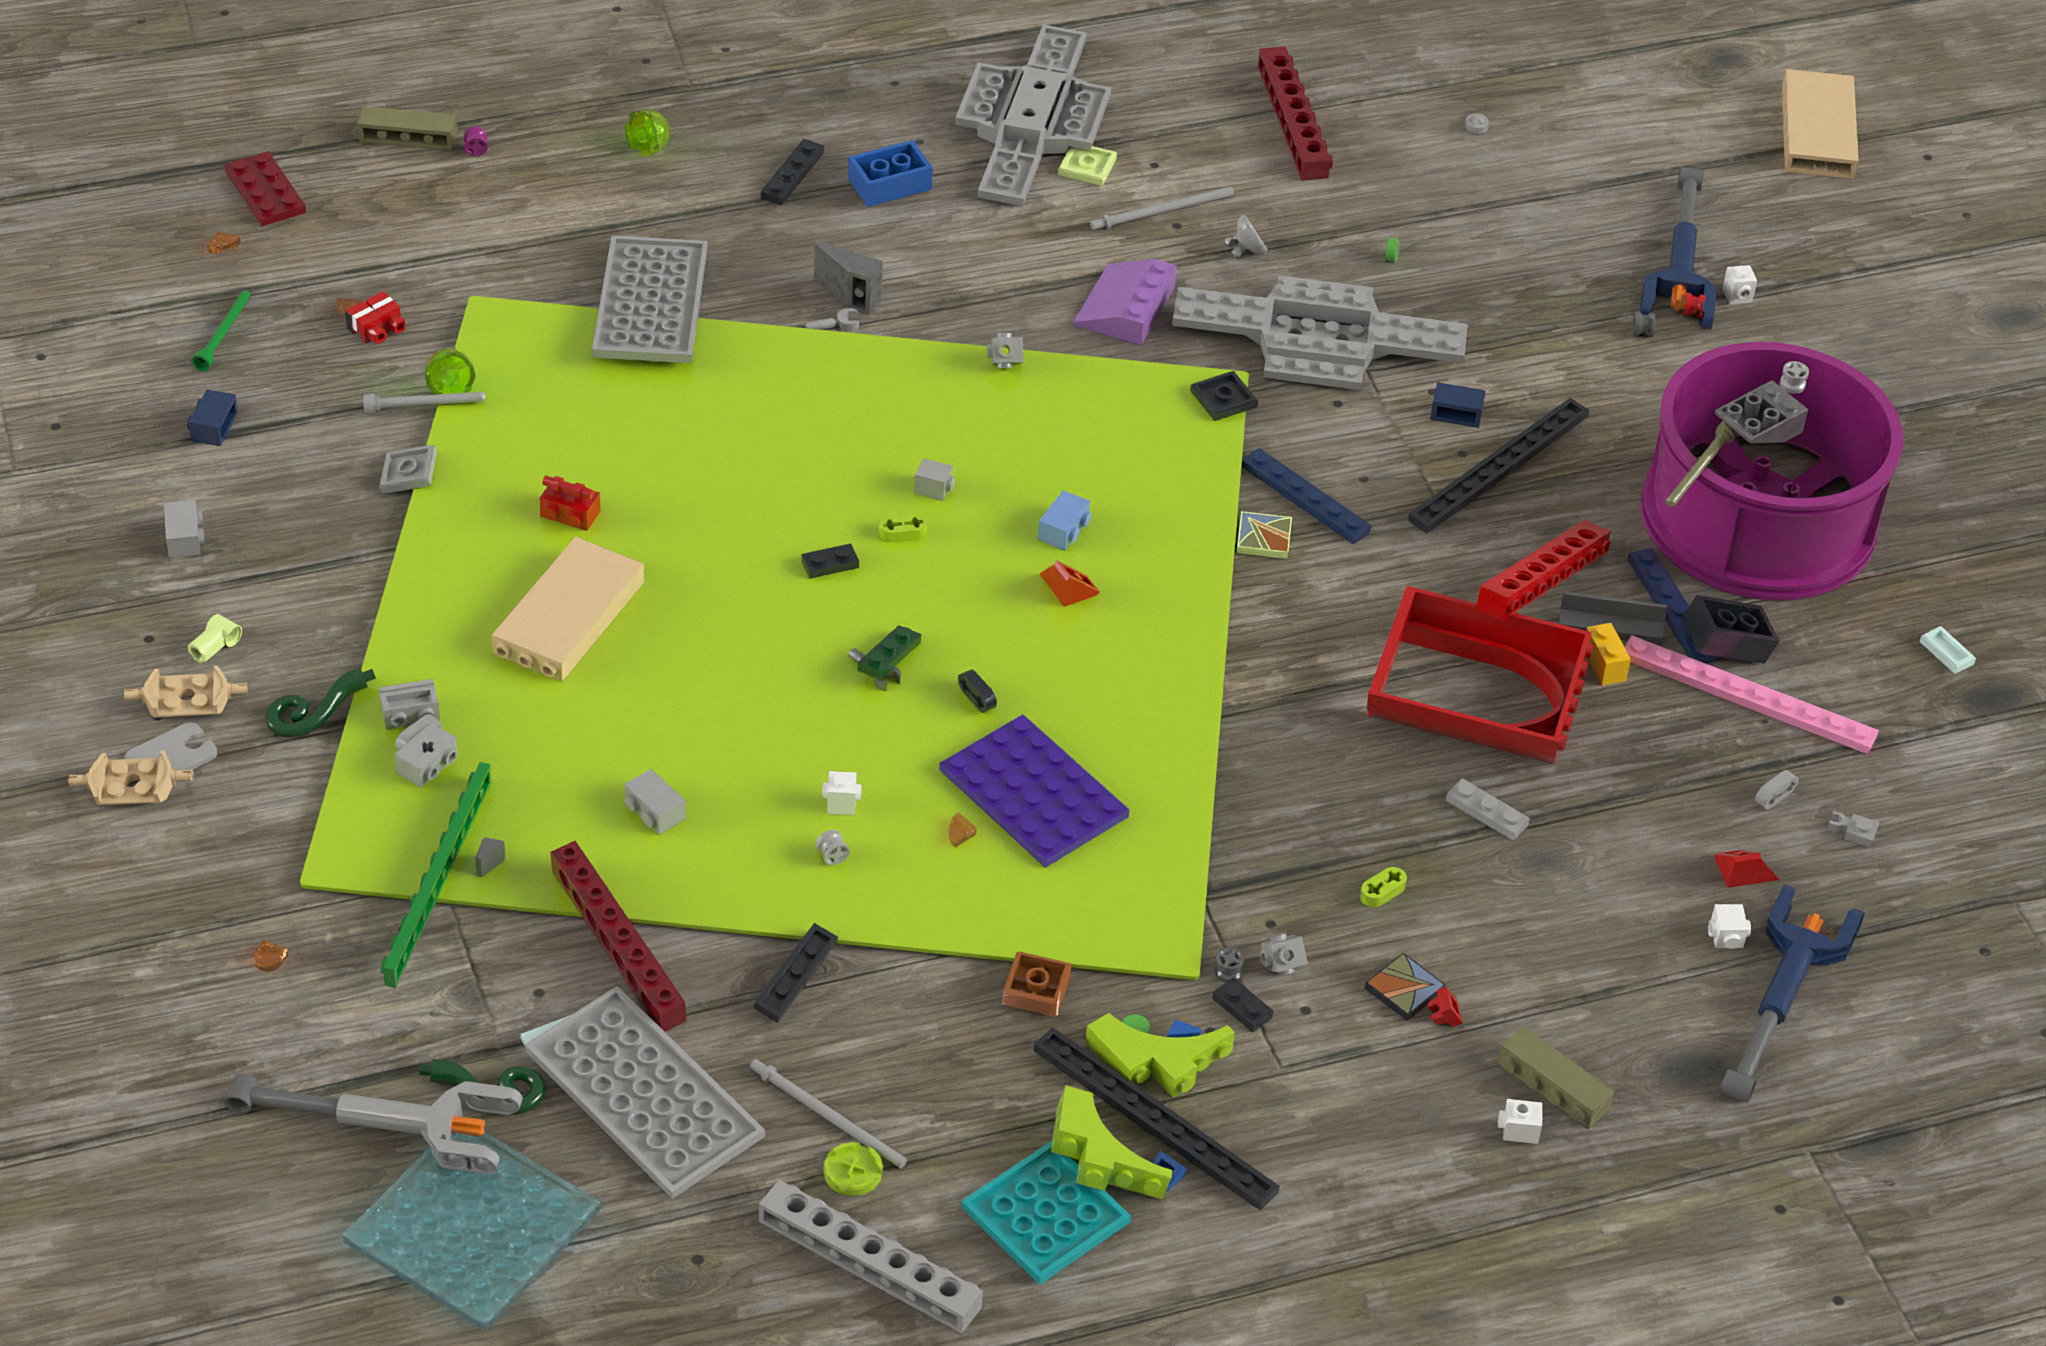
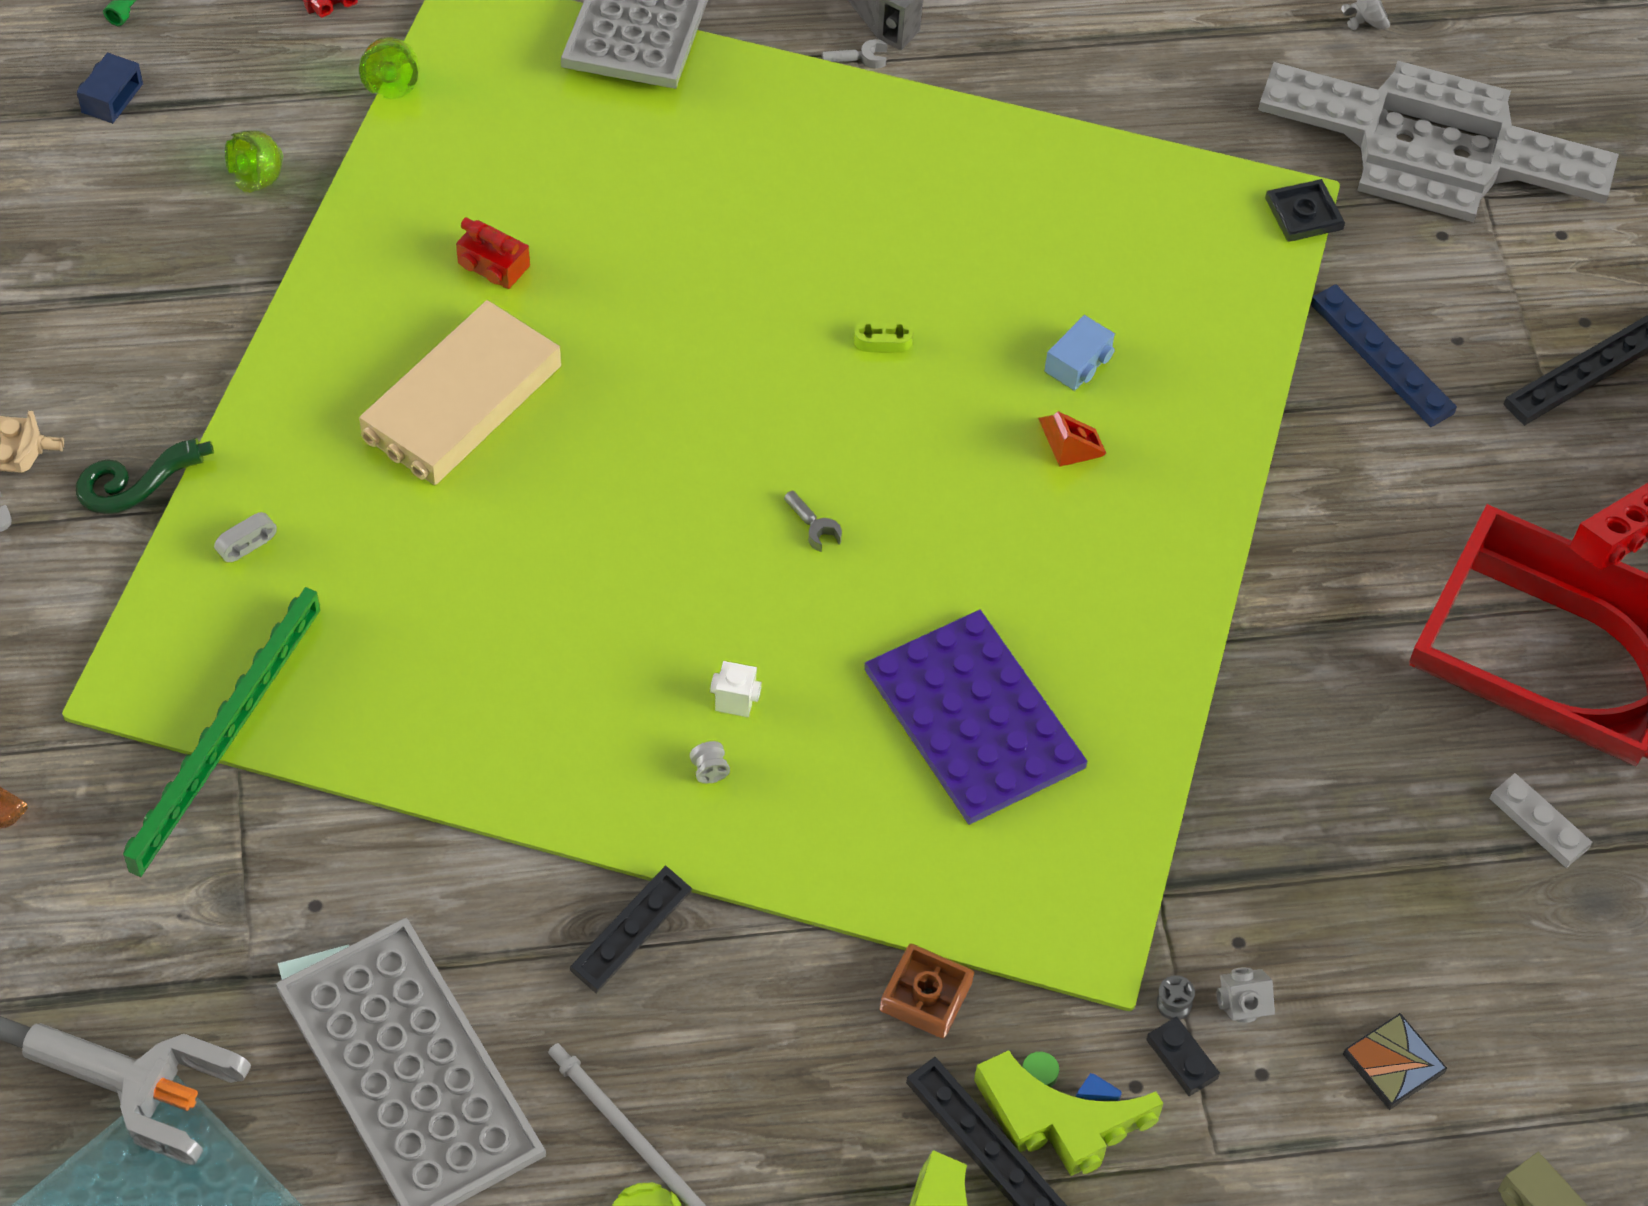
camera: 10 degrees right, 10 degrees up
(183, 529) = (39, 225): light grey brick -> none
(218, 633) = (48, 367): yellowish green piece -> none
(350, 457) = (253, 159): none -> clear neon green cylinder
(375, 403) = (297, 92): light grey piece -> none
(408, 469) = (317, 182): light grey tile -> none
(408, 703) = (242, 493): light grey hinge -> none
(426, 755) = (247, 565): light grey brick -> none
(454, 1074) = (182, 1008): dark green plant -> none
(489, 855) = (290, 714): dark grey slope -> none
(618, 936) = (422, 850): dark red brick -> none
(654, 801) = (506, 668): light grey brick -> none
(830, 561) = (787, 368): black plate -> none
(889, 652) = (832, 503): dark green plate -> none
(934, 479) = (932, 278): light grey brick -> none
(960, 830) = (873, 758): clear orange tile -> none
(977, 691) = (930, 570): black beam -> none
(1014, 347) = (1062, 121): light grey brick -> none
(1128, 299) = (1211, 69): medium lavender slope -> none
(1264, 535) = (1322, 401): tile -> none
(1386, 890) = (1386, 906): lime beam -> none
(1392, 249) = (1541, 43): bright green tile -> none
(1448, 1008) = (1446, 1103): red tile -> none
(1457, 405) = (1590, 258): dark blue brick -> none

